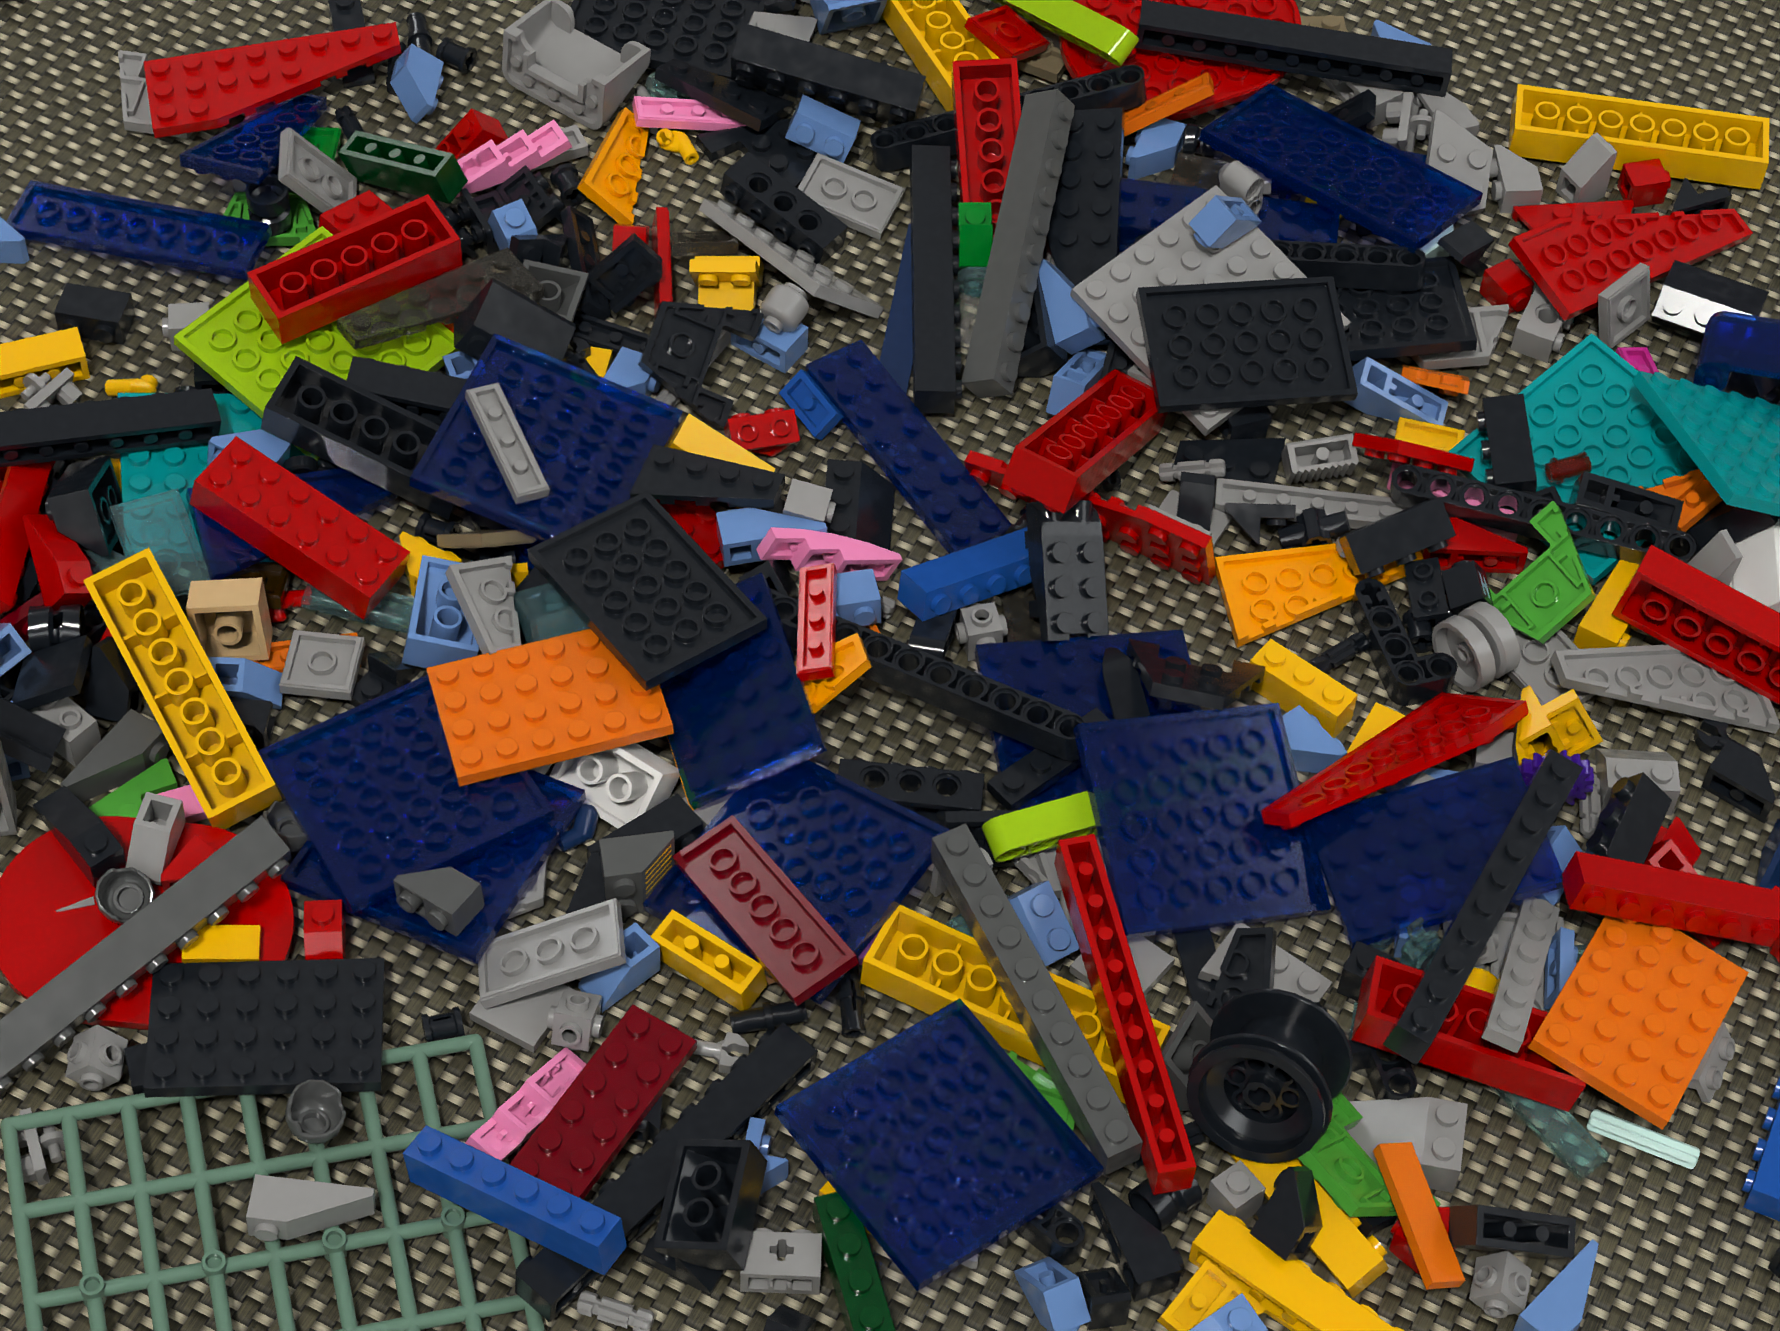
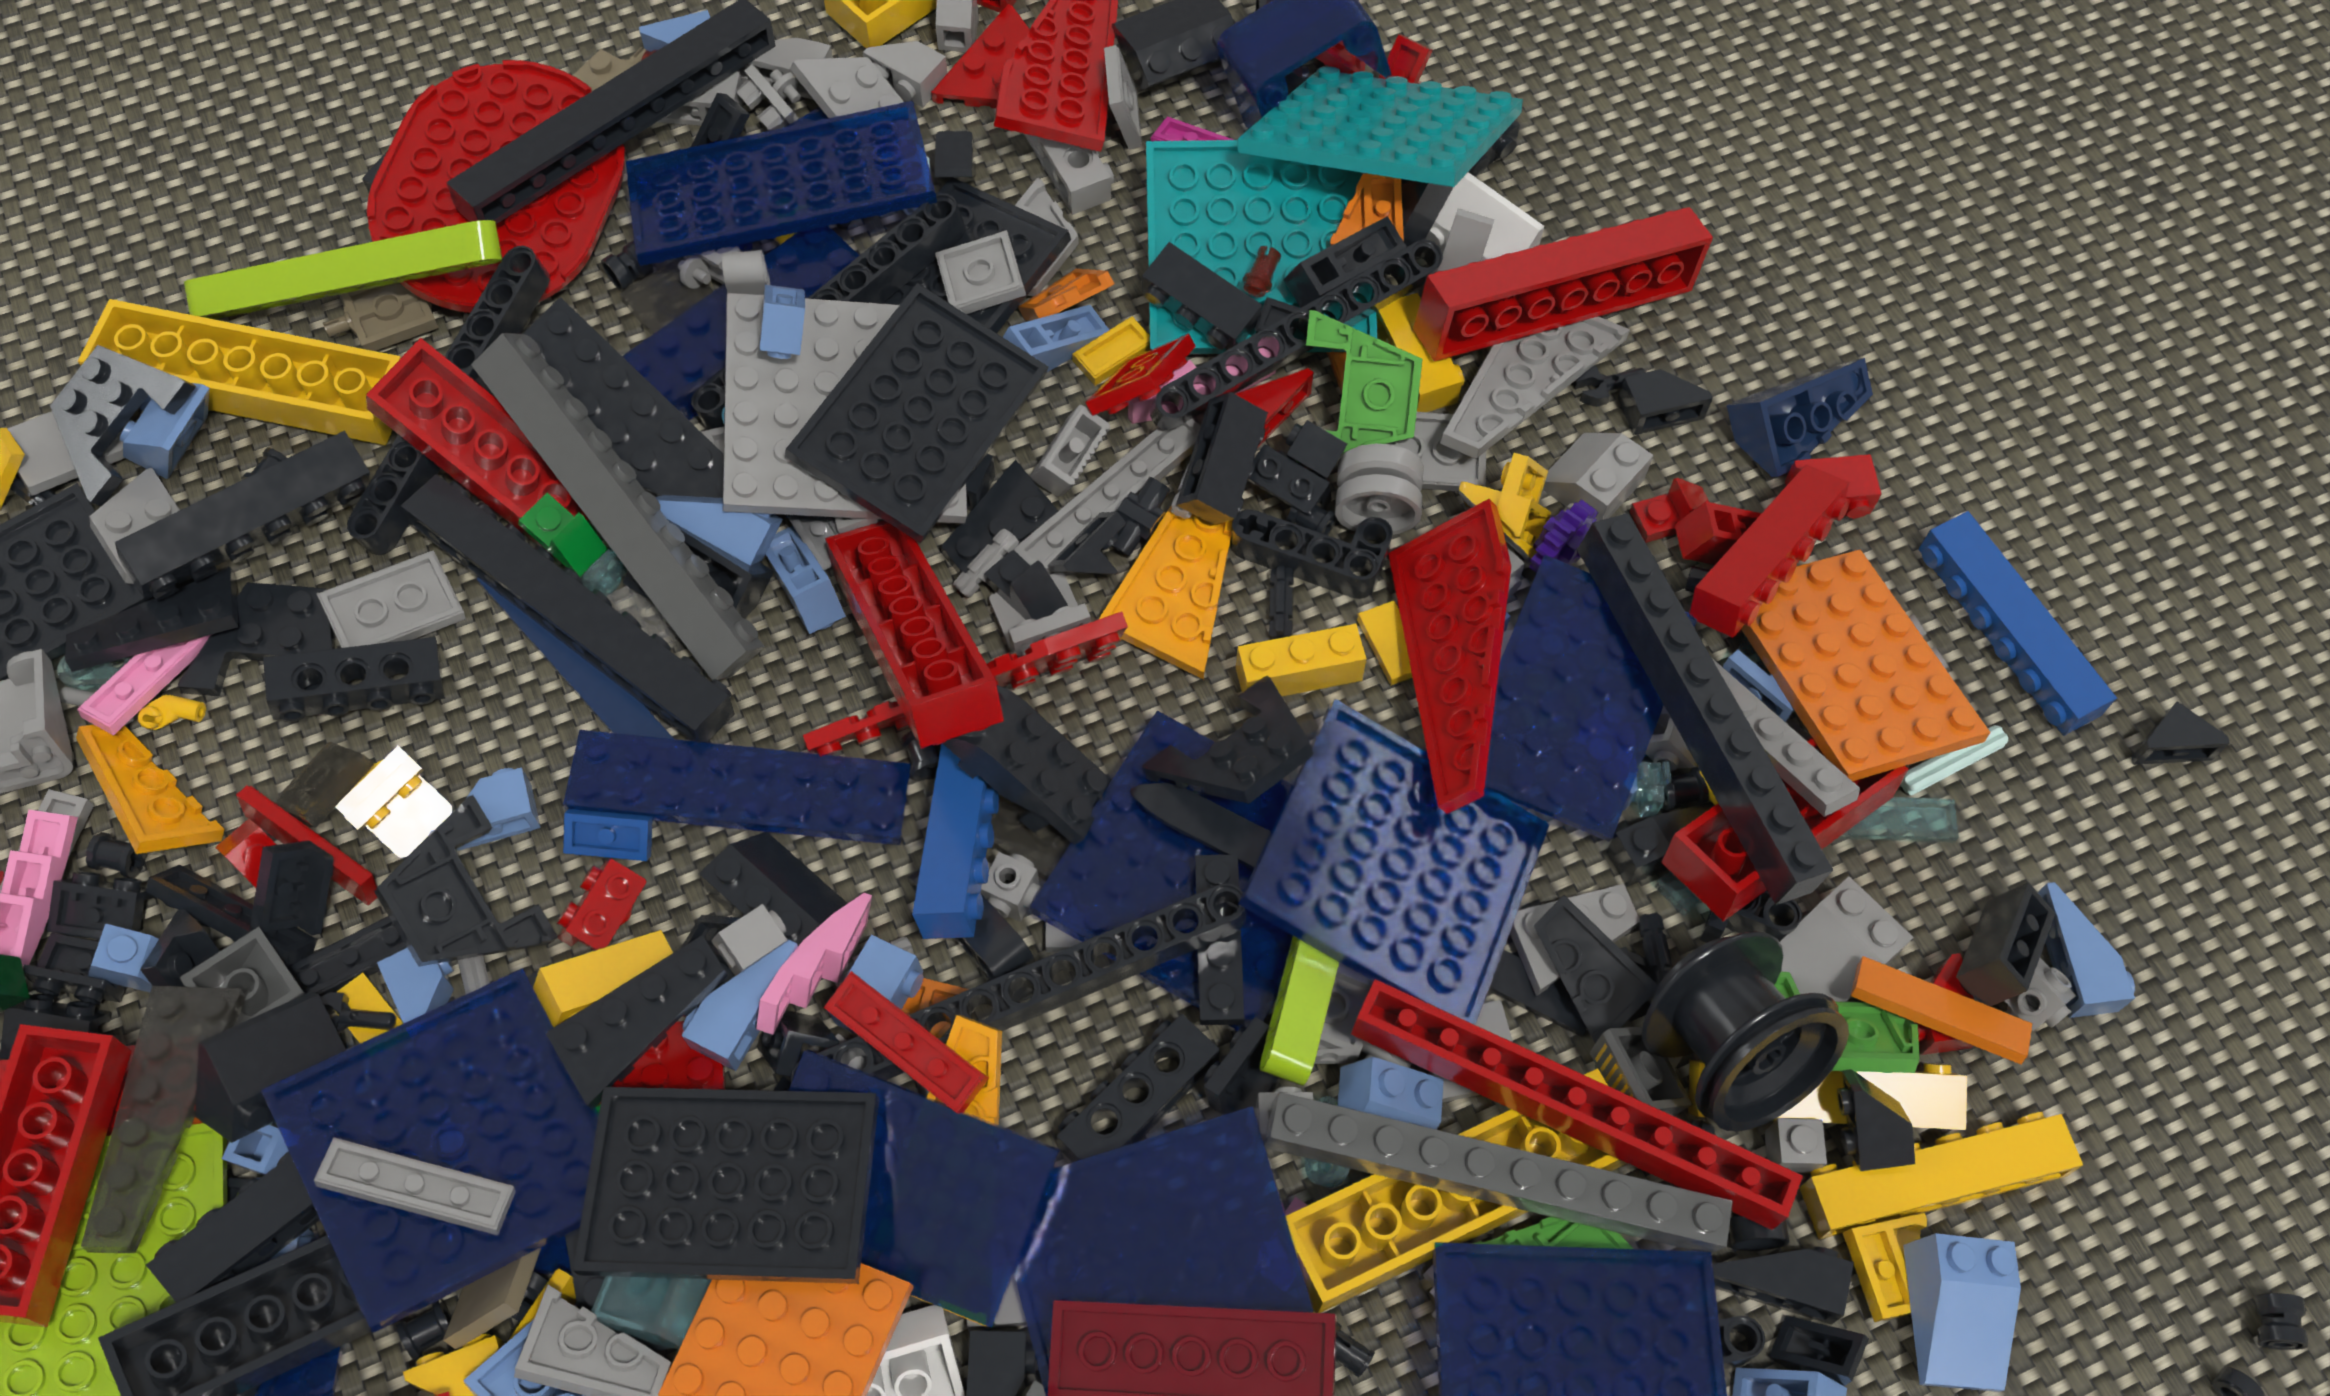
camera: 50 degrees left, 10 degrees up
(784, 307) = (486, 773): light grey head -> none
(794, 264) = (432, 720): light grey wing -> none
(822, 129) = (295, 567): medium blue brick -> none
(1006, 33) = (353, 323): red tile -> none
(1155, 148) = (597, 300): medium blue slope -> none
(1168, 103) = (574, 257): orange tile -> none
(1309, 742) = (1372, 698): medium blue slope -> none
(1392, 317) = (981, 273): none -> light grey tile
(1506, 285) = (1014, 164): red brick -> none
(1630, 820) = (1669, 528): black slope -> none

